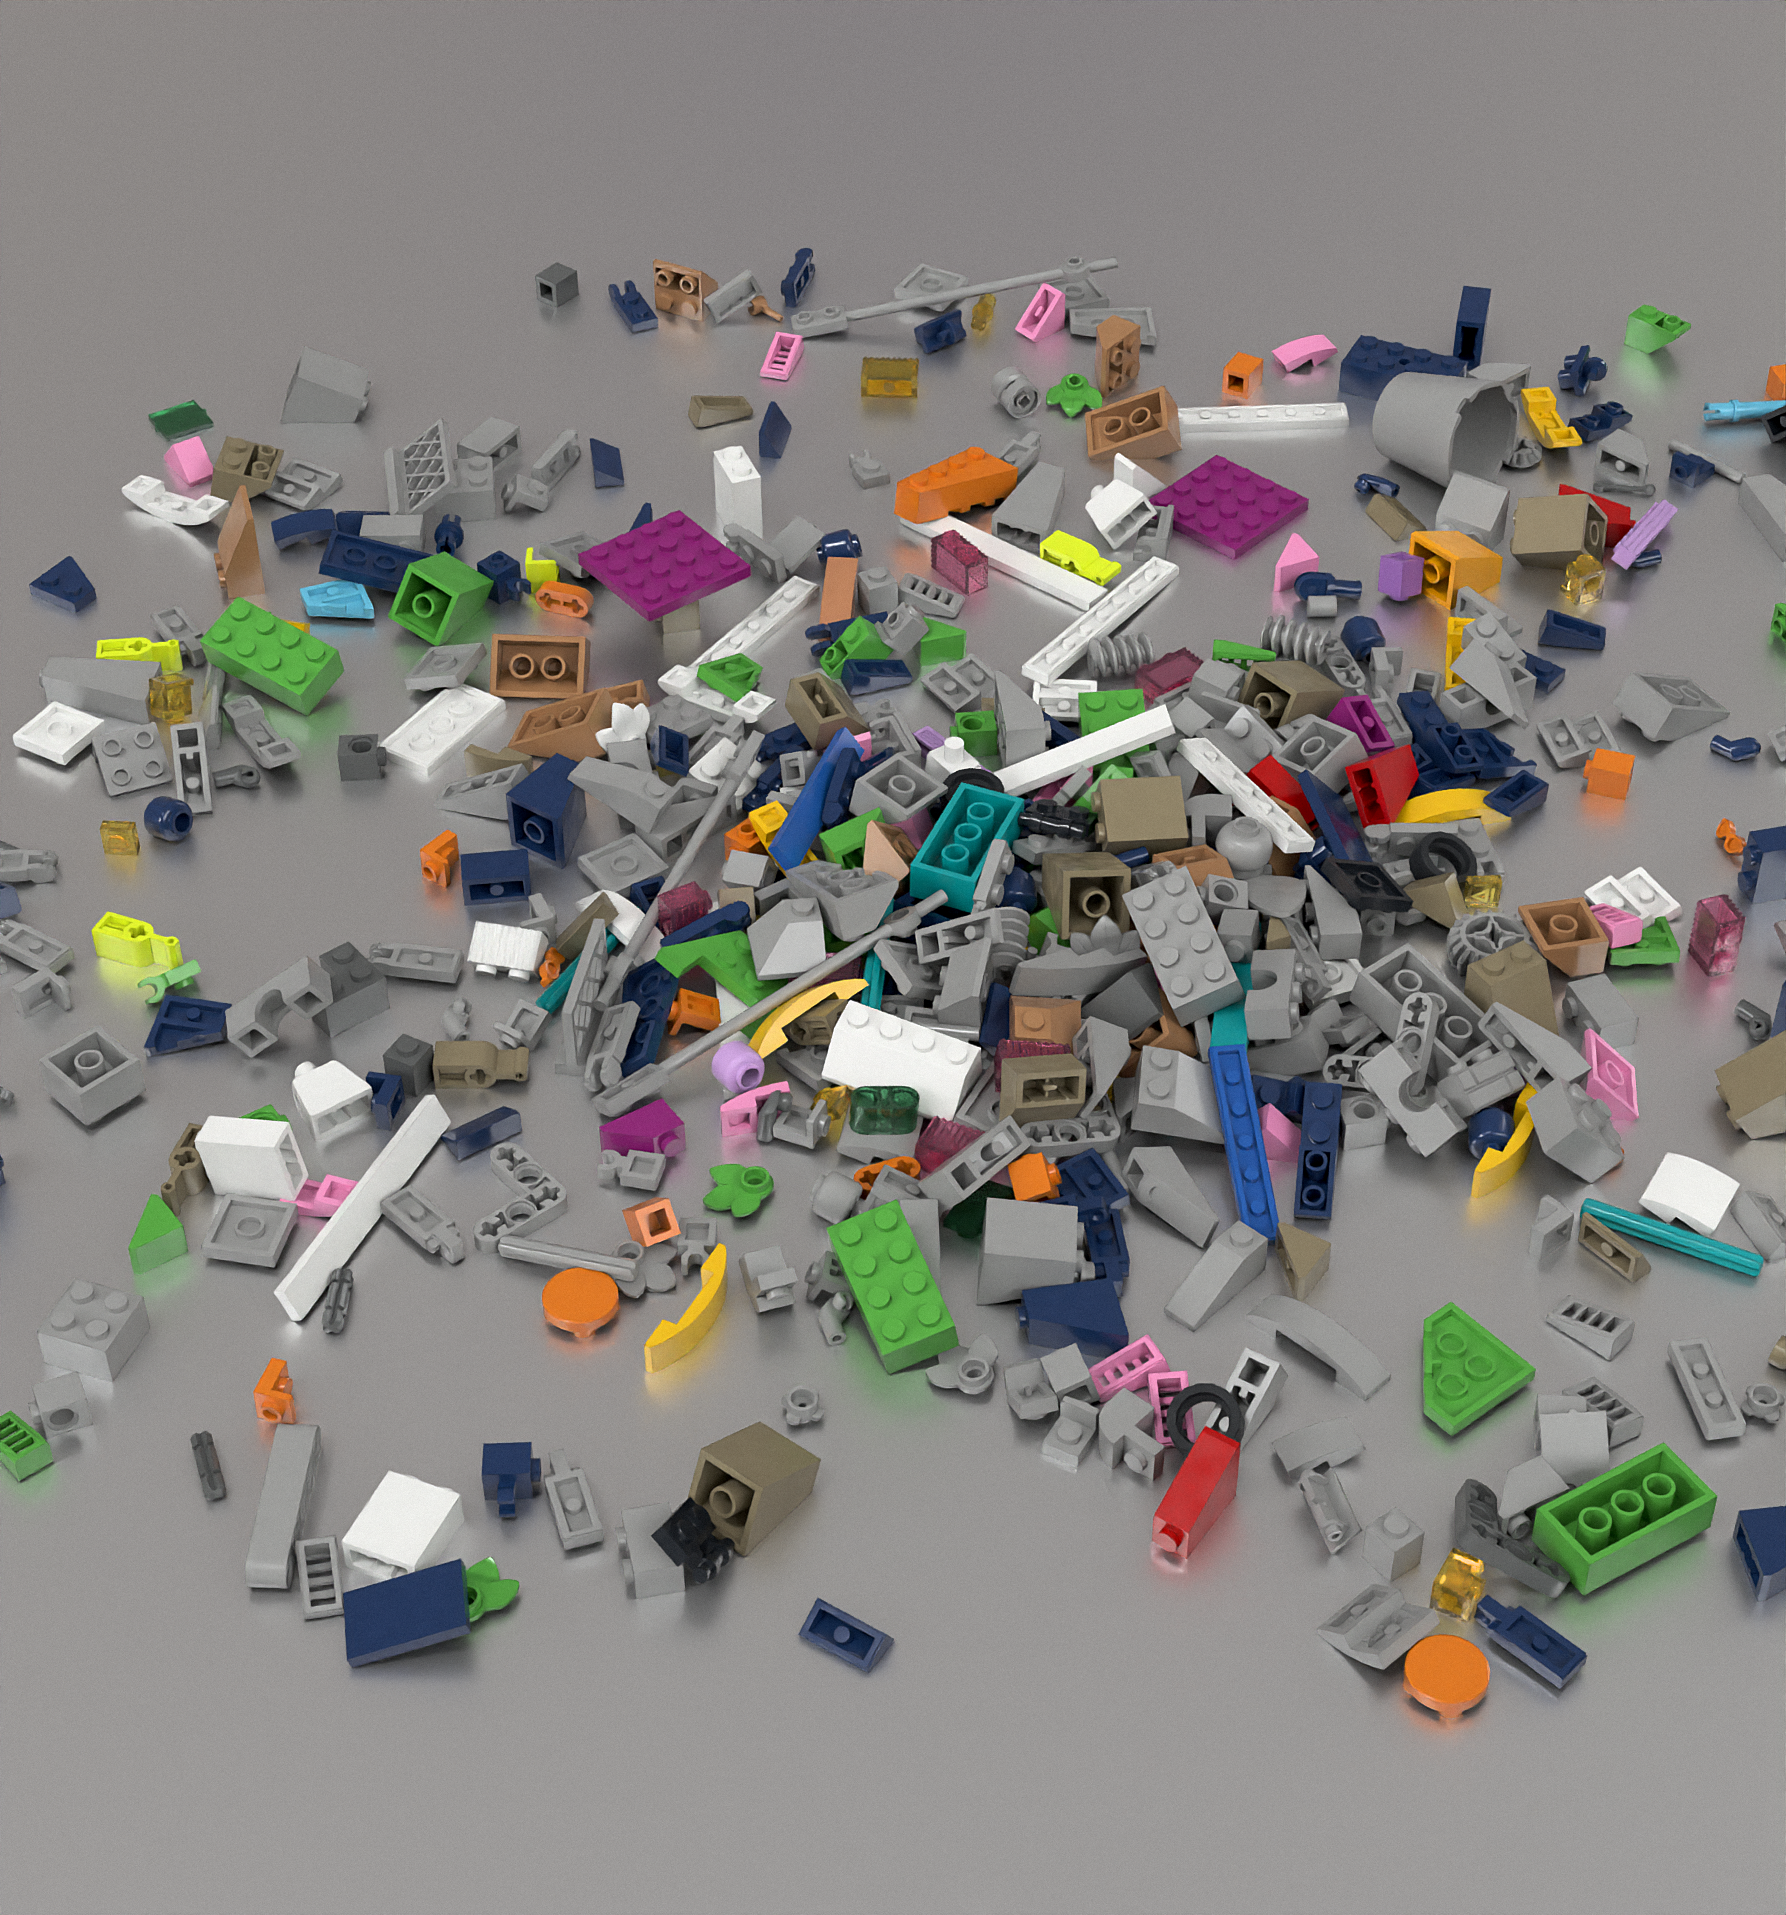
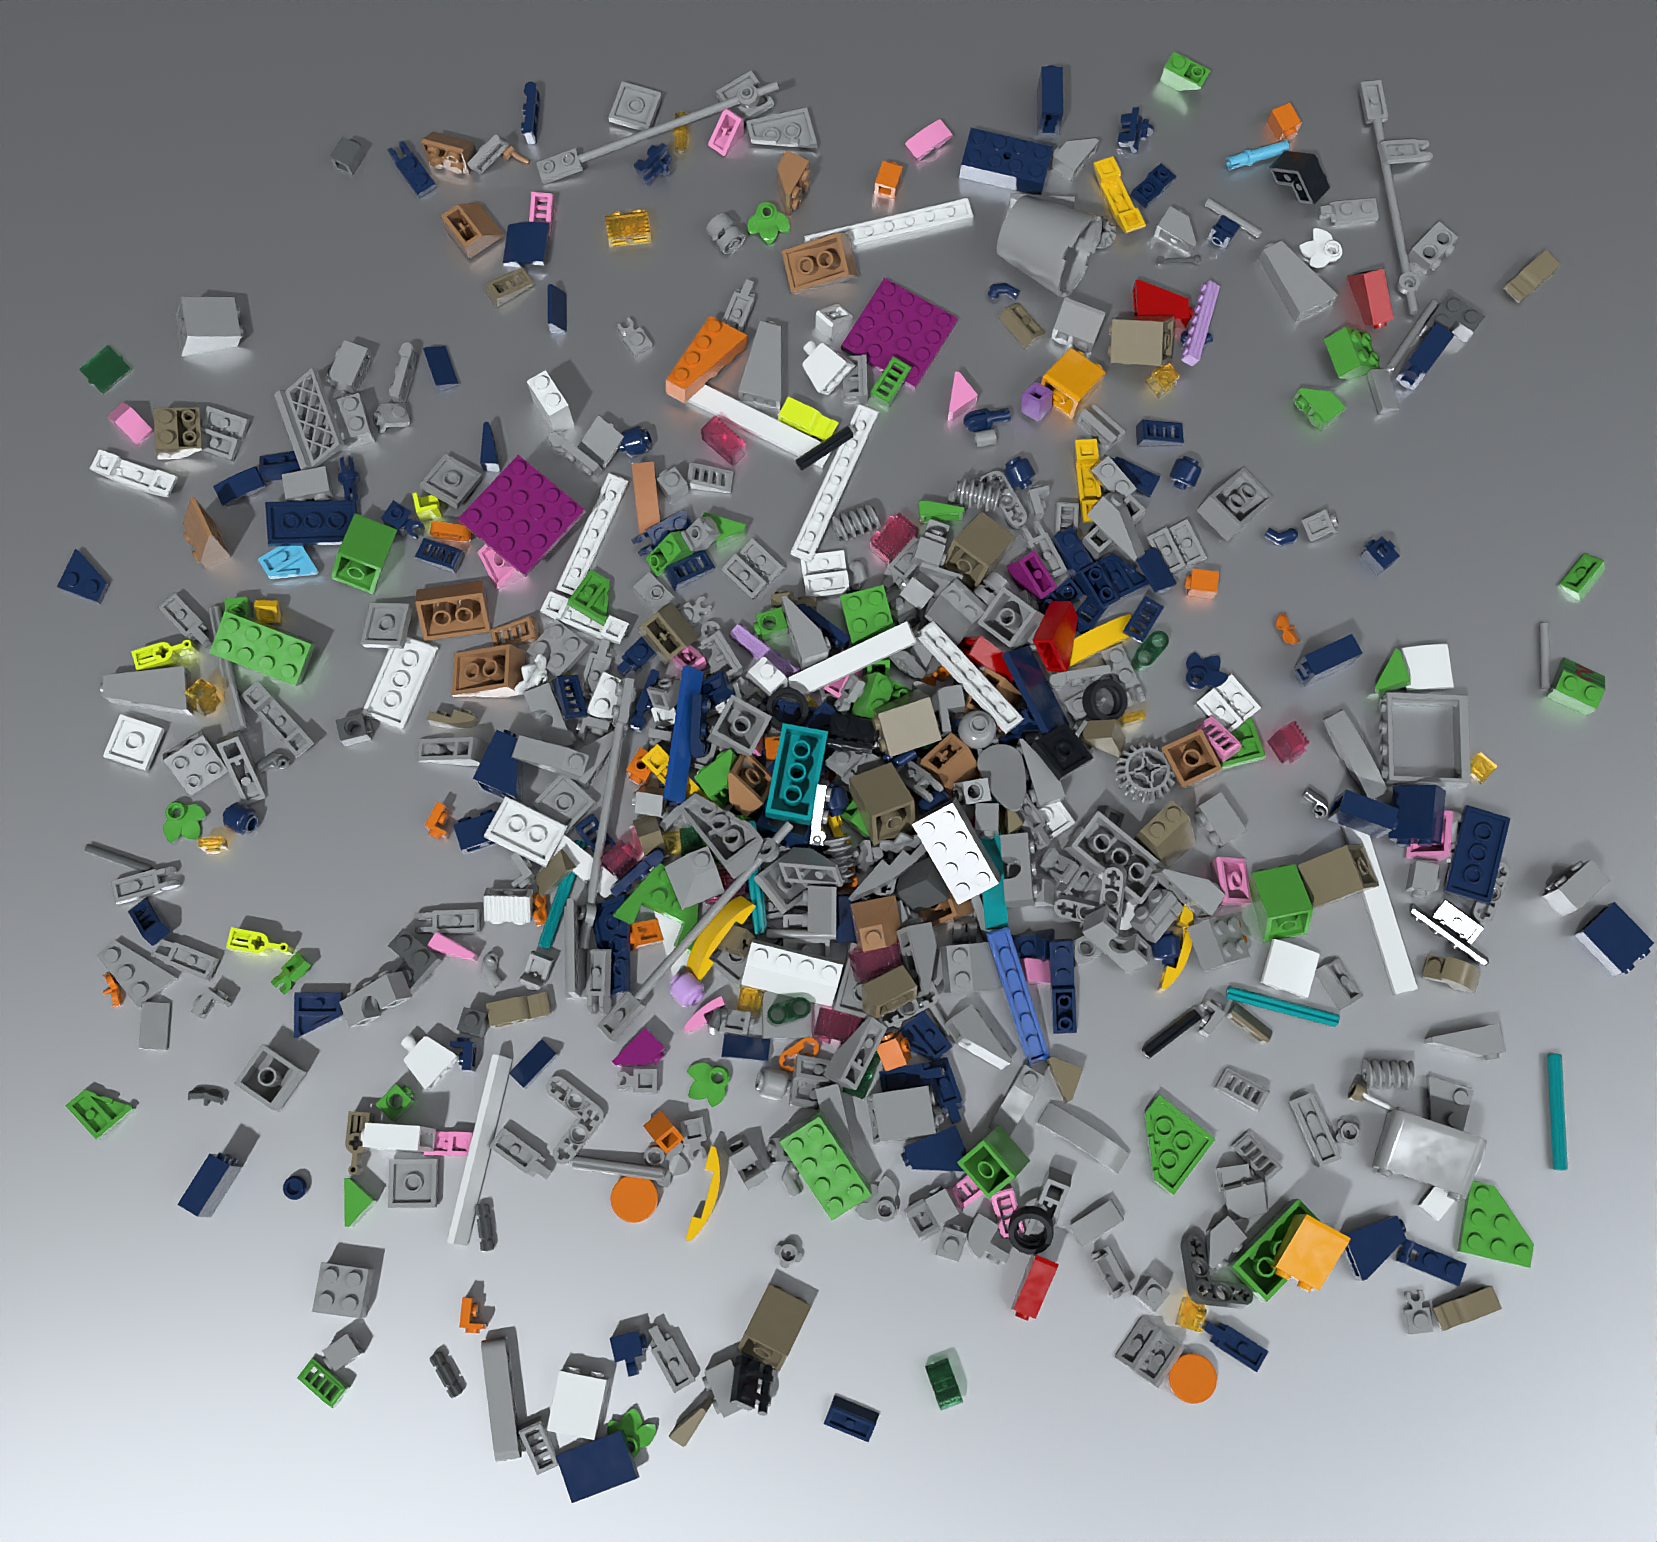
camera: 15 degrees left, 35 degrees up
(72, 1209) = (295, 1187): none -> dark blue plate
(87, 813) = (185, 824): none -> bright green plate
(409, 985) = (444, 945): none -> bright pink slope
(546, 620) = (455, 562): none -> dark blue slope
(559, 873) = (525, 831): none -> white tile
(580, 1575) = (687, 1426): none -> dark tan slope
(623, 635) = (498, 569): none -> bright pink slope
(686, 353) = (471, 228): none -> medium nougat slope
(756, 376) = (526, 244): none -> dark blue slope
(803, 1161) = (745, 1048): none -> dark blue slope
(1015, 1607) = (944, 1384): none -> clear green beam
(1095, 582) = (824, 448): none -> black axle
(1162, 1316) = (994, 1162): none -> bright green slope
(1193, 554) = (896, 385): none -> bright green slope
(1482, 1242) = (1171, 1033): none -> black axle
(1521, 828) = (1150, 651): none -> clear green beam
(1543, 753) = (1156, 571): none -> dark blue slope
(1591, 864) = (1205, 669): none -> dark blue plate
(1602, 666) = (1185, 473): none -> dark blue head
(1671, 1485) = (1309, 1252): none -> light orange slope
(1683, 1112) = (1280, 902): none -> bright green slope

